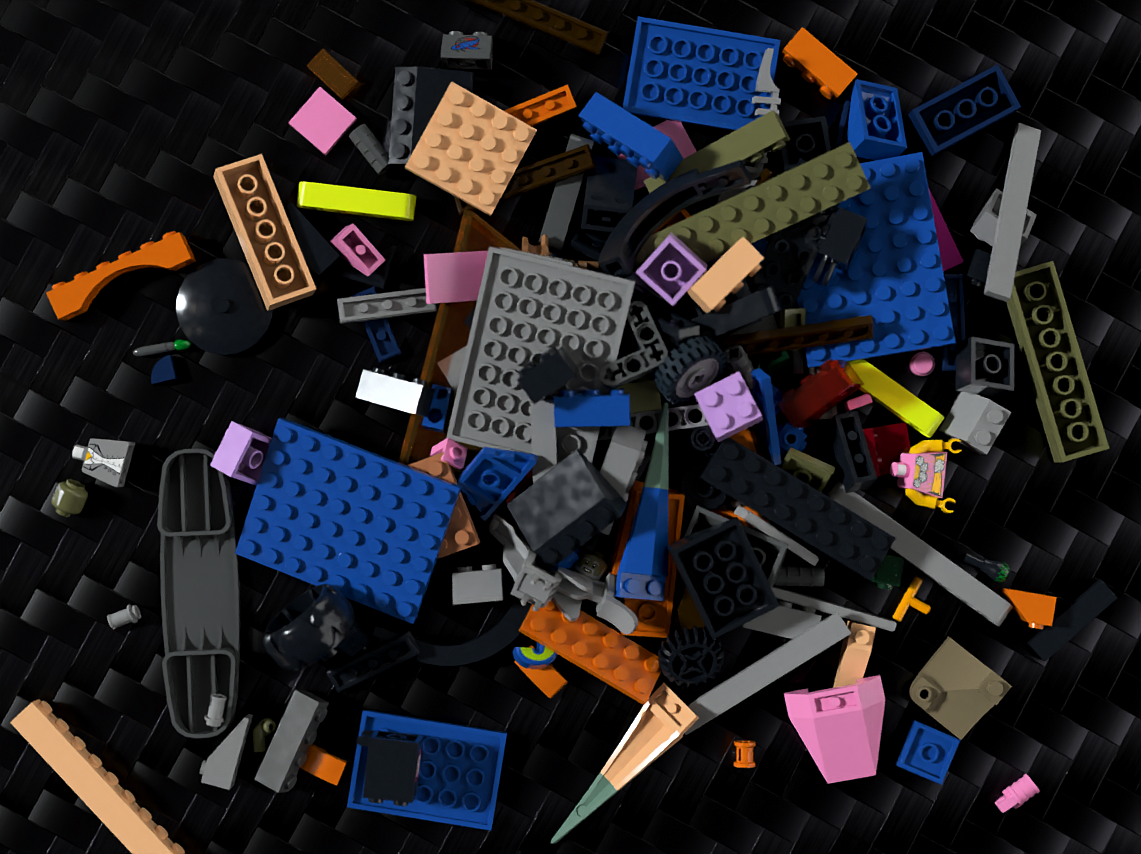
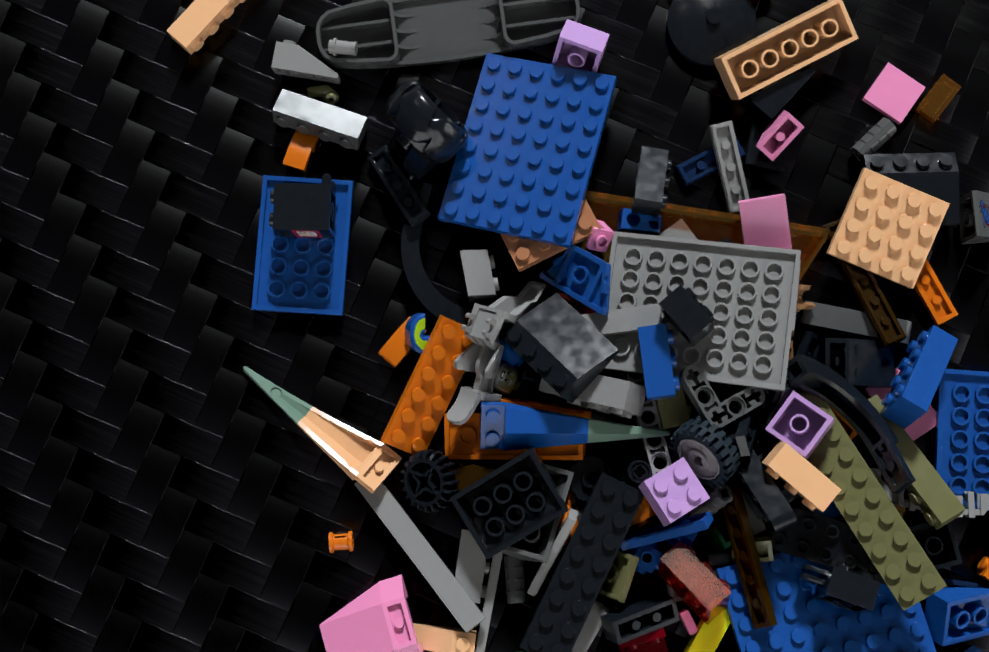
camera: 90 degrees right, 5 degrees down
(356, 201) = (823, 130): neon yellow beam -> none

